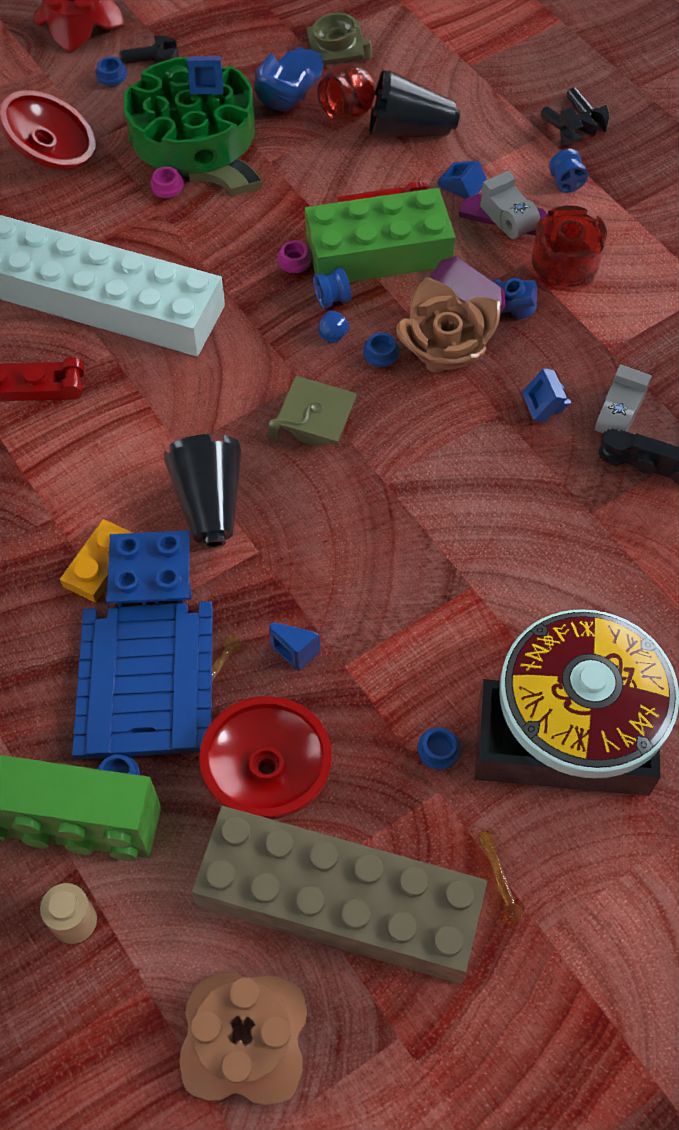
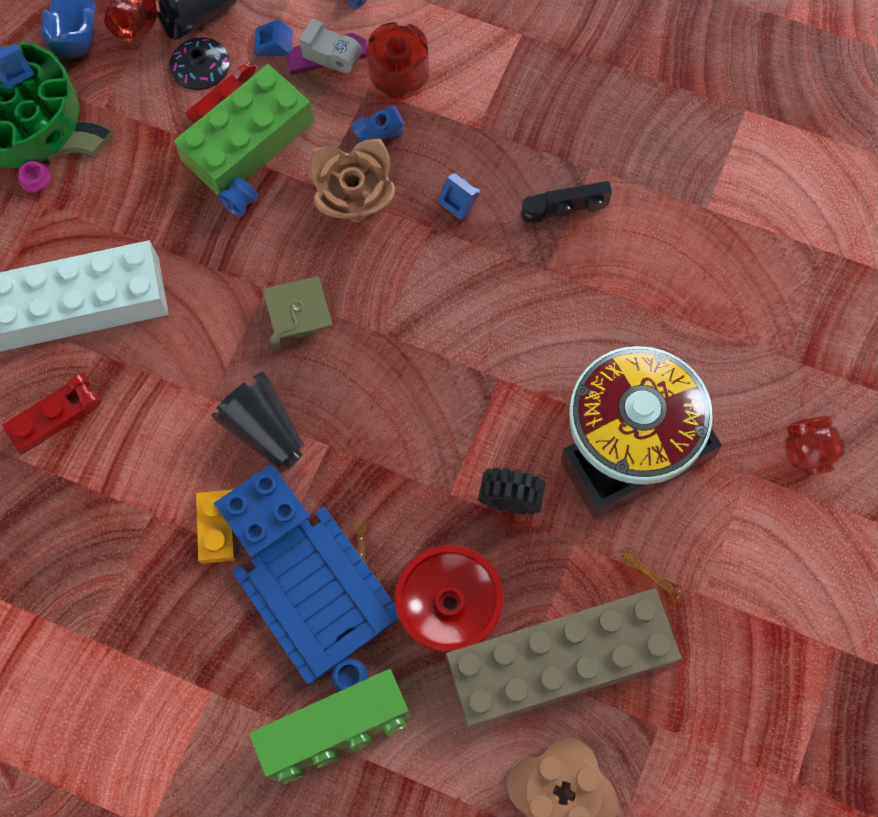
camera: 30 degrees left, 10 degrees up
(68, 913) = (389, 794): tan brick -> none
(294, 257) = (184, 179): dark pink plate -> none
(294, 644) = (407, 502): blue slope -> none
(333, 326) = (260, 229): blue hinge -> none
(381, 167) = (201, 72): none -> black dish
(381, 350) = (310, 228): blue plate -> none
(403, 692) = (511, 491): none -> black tyre
(438, 748) = (557, 513): blue plate -> none
(467, 281) = (339, 133): piece -> none
(623, 399) = (517, 169): light grey leg -> none

